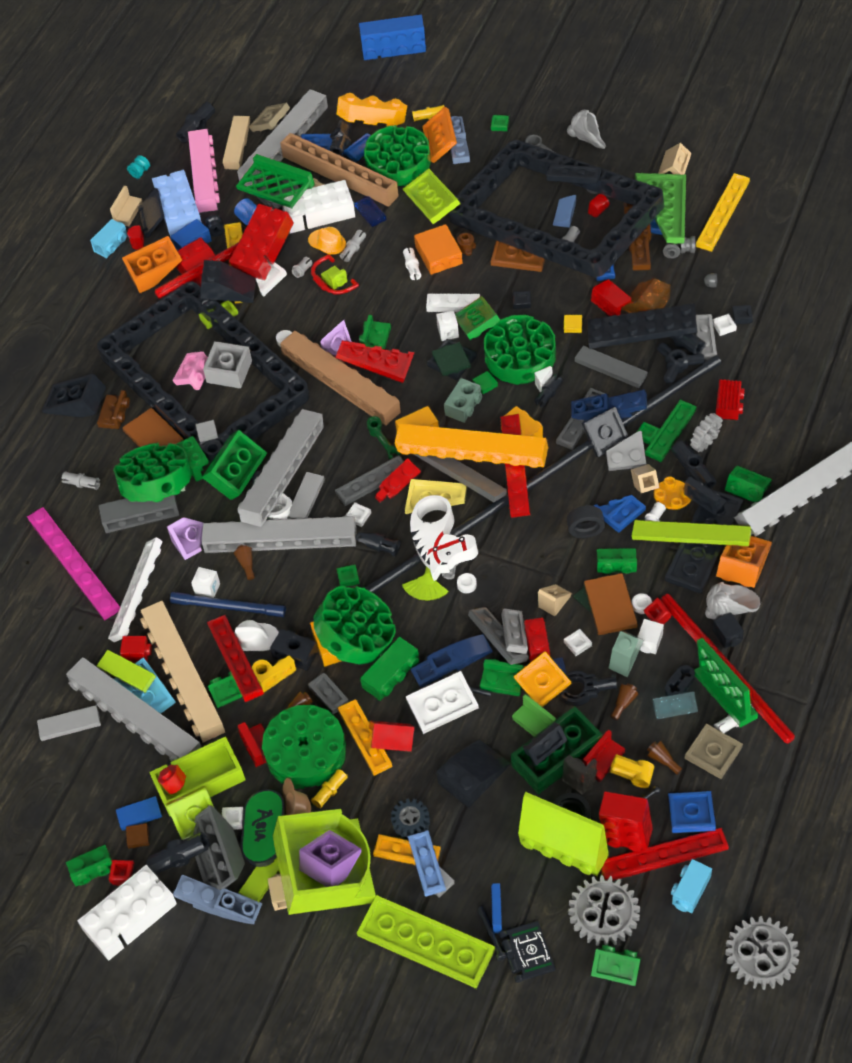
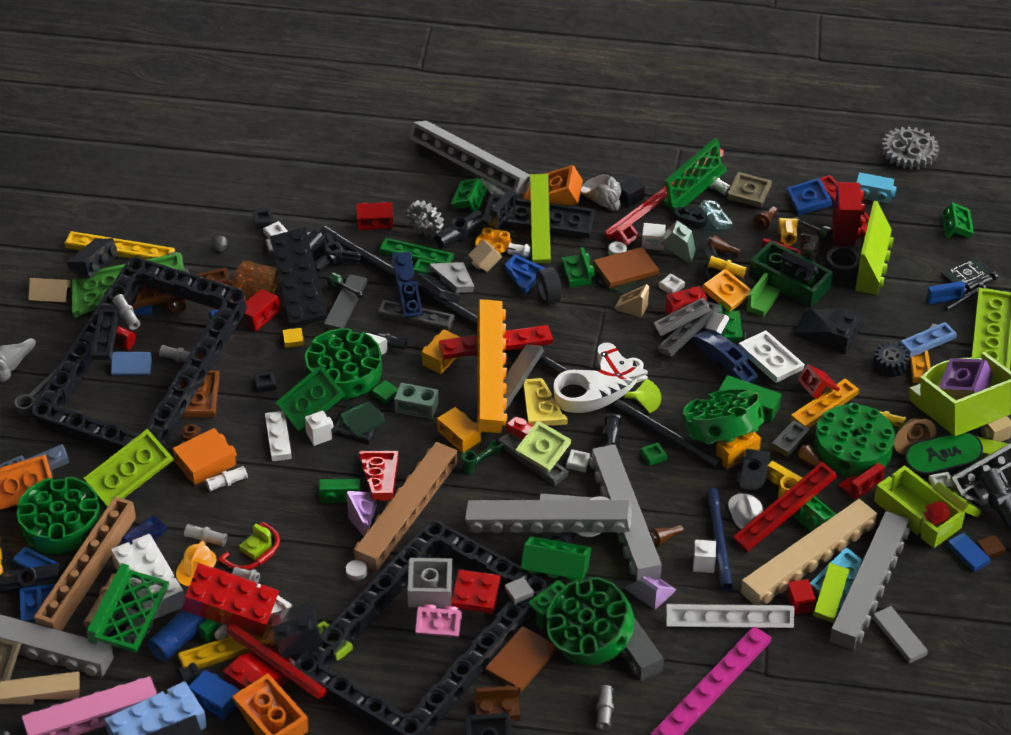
camera: 110 degrees left, 10 degrees down
(217, 401) = (475, 591): none -> red plate
(368, 479) = (543, 446): none -> yellowish green plate
(491, 655) = (717, 322): none -> white tile
(576, 687) = (731, 267): none -> yellow pin
(594, 185) = (126, 312): none -> light grey pin
(624, 914) = (918, 232): light grey gear -> none
(639, 360) = (335, 281): none -> hinge
(697, 183) = (92, 258): none -> black brick

